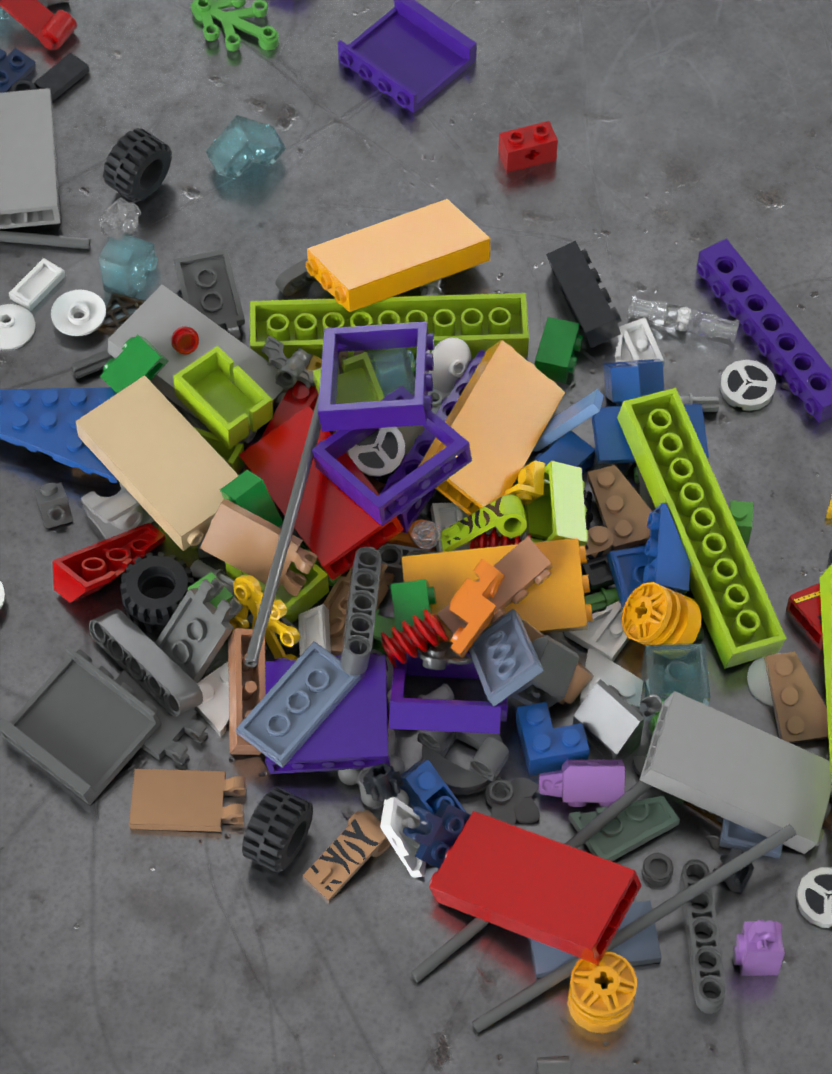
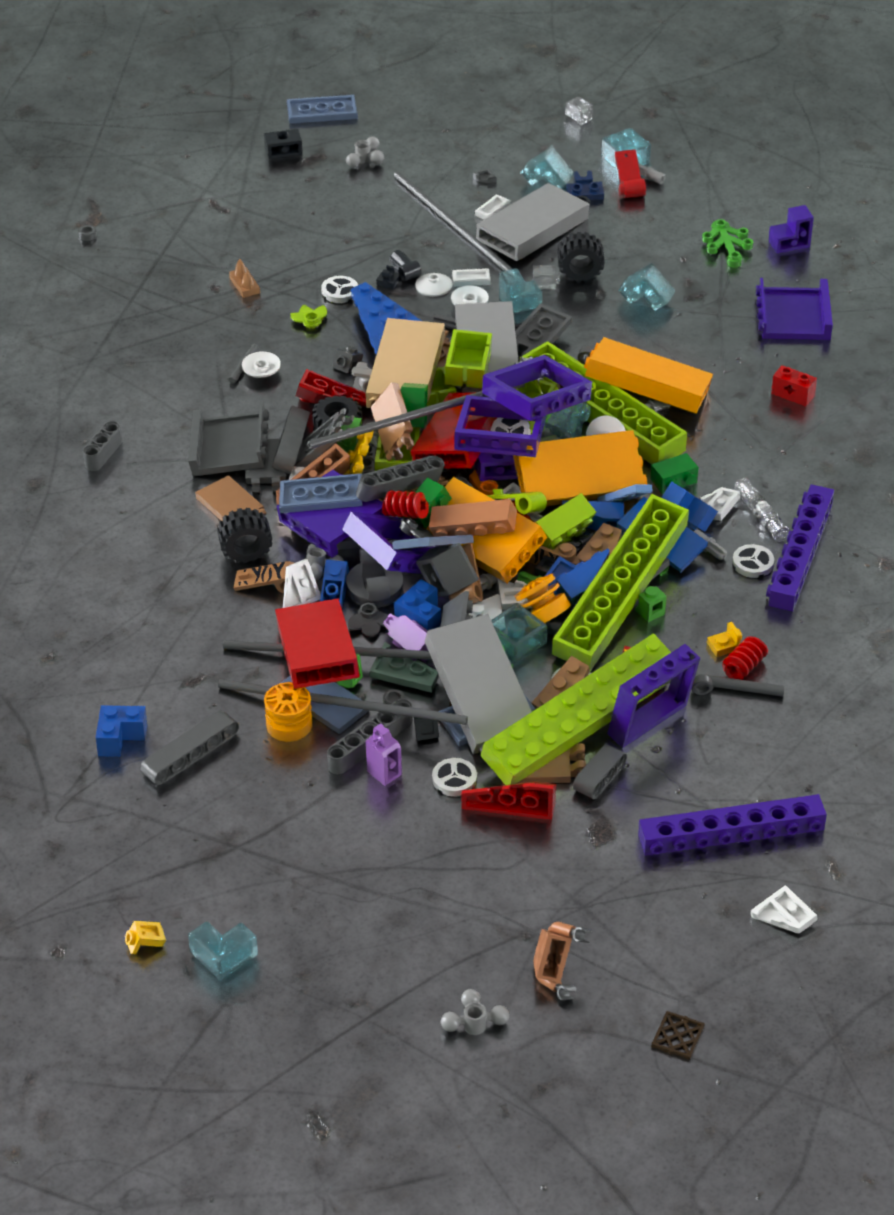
camera: 50 degrees right, 15 degrees down
(62, 75) = (608, 208): black tile -> none
(135, 361) = (453, 317): green brick -> none
(185, 340) = (488, 326): red plate -> none
(382, 782) = (312, 551): black gear -> none
(426, 534) = (485, 485): clear plate -> none
(437, 832) = (311, 591): dark blue plate -> none
(473, 606) = (446, 512): orange plate -> none
(530, 483) = (554, 502): yellow bracket -> none
(584, 294) = (722, 459): black brick -> none

